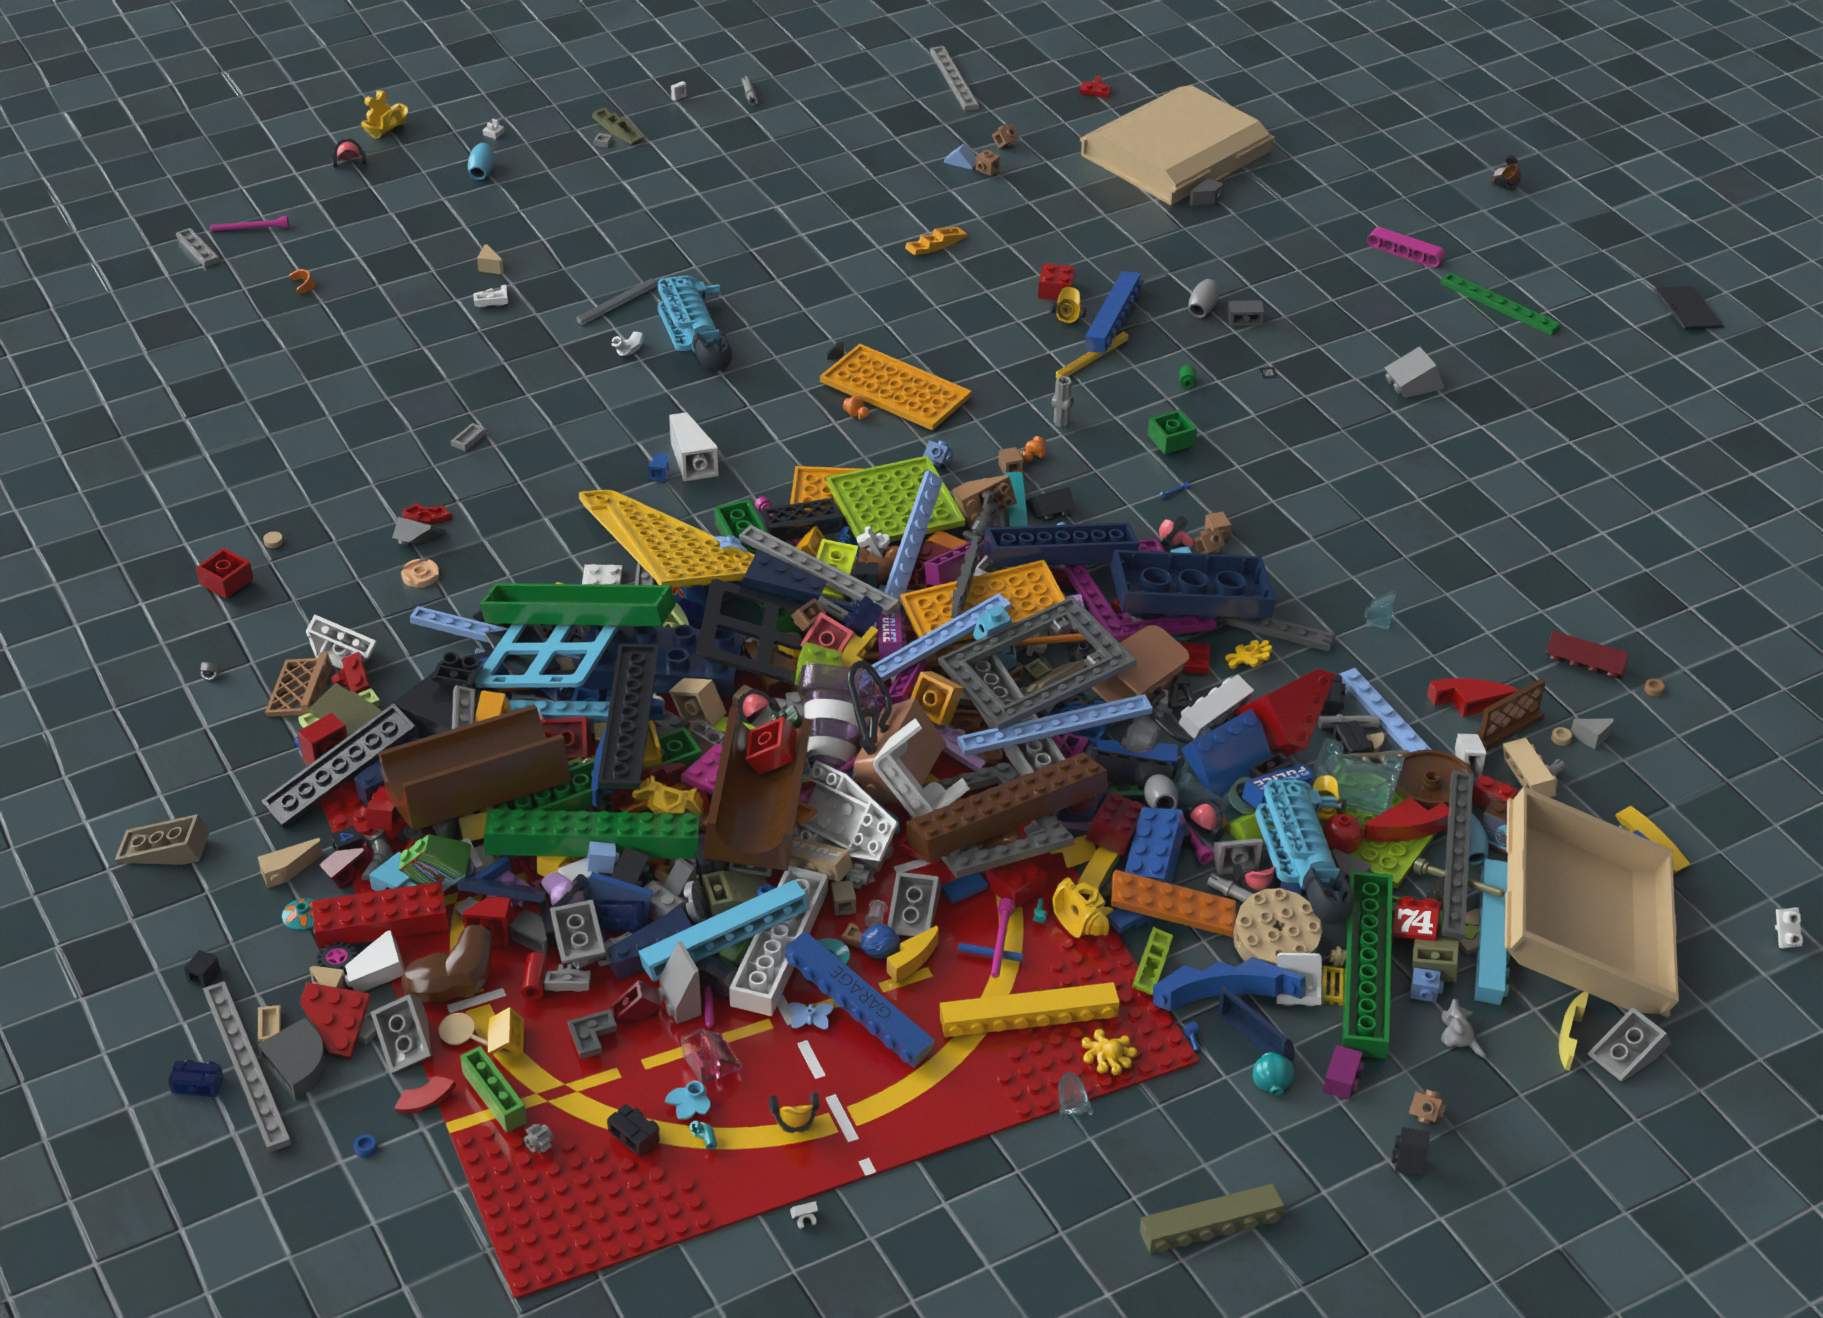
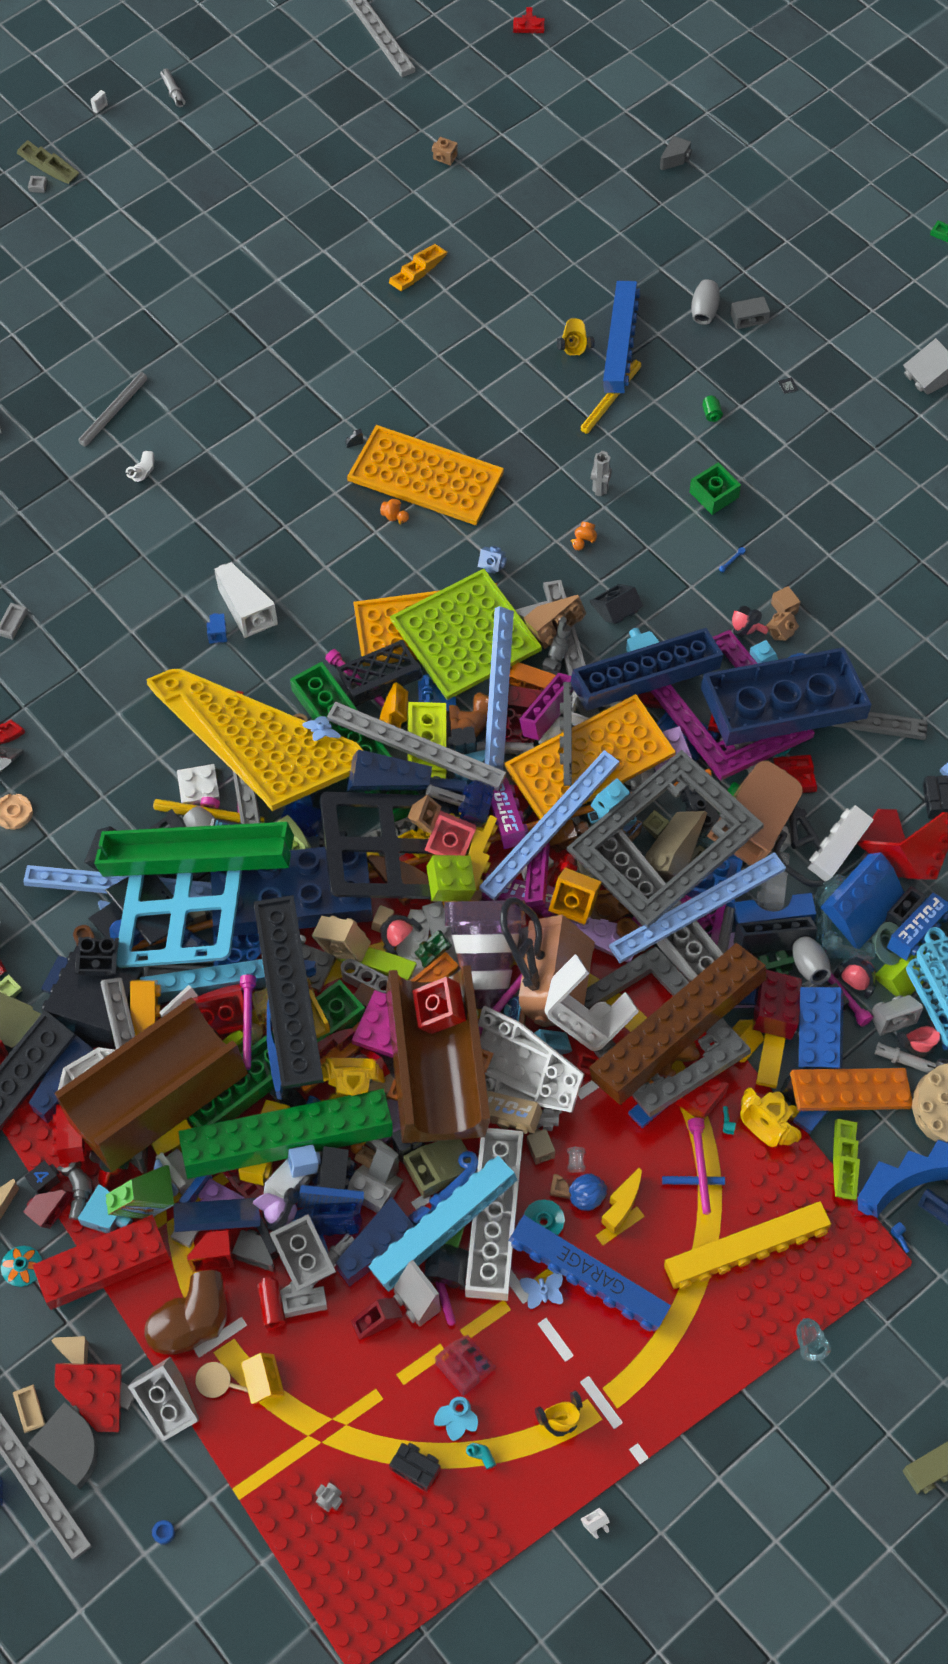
camera: 10 degrees left, 20 degrees up
(336, 956) = (69, 1315): black wheel -> none
(375, 964) = (114, 1320): white slope -> none
(416, 1100) = (205, 1466): tile -> none
(493, 1089) = (271, 1451): bright green brick -> none
(588, 1028) = (337, 1358): dark grey plate -> none
(594, 715) = (247, 983): none -> dark pink piece
(693, 320) = (200, 427): medium azure piece -> none
(697, 904) = (403, 1183): light grey tile -> none
(877, 542) = (460, 696): white hips -> none
(914, 903) = (609, 1144): light grey slope -> none
(962, 157) = (415, 146): light blue slope -> none
(1005, 135) = (454, 110): medium nougat brick -> none
(1011, 460) = (565, 554): medium nougat brick -> none
(1017, 514) = (576, 585): teal slope -> none
(1054, 279) = (553, 305): red brick -> none
(1109, 1052) = (831, 1278): yellow animal -> none
(1177, 143) = (630, 91): tan panel -> none
(1251, 654) = (853, 762): yellow animal -> none
(1406, 247) = (888, 193): dark pink beam -> none

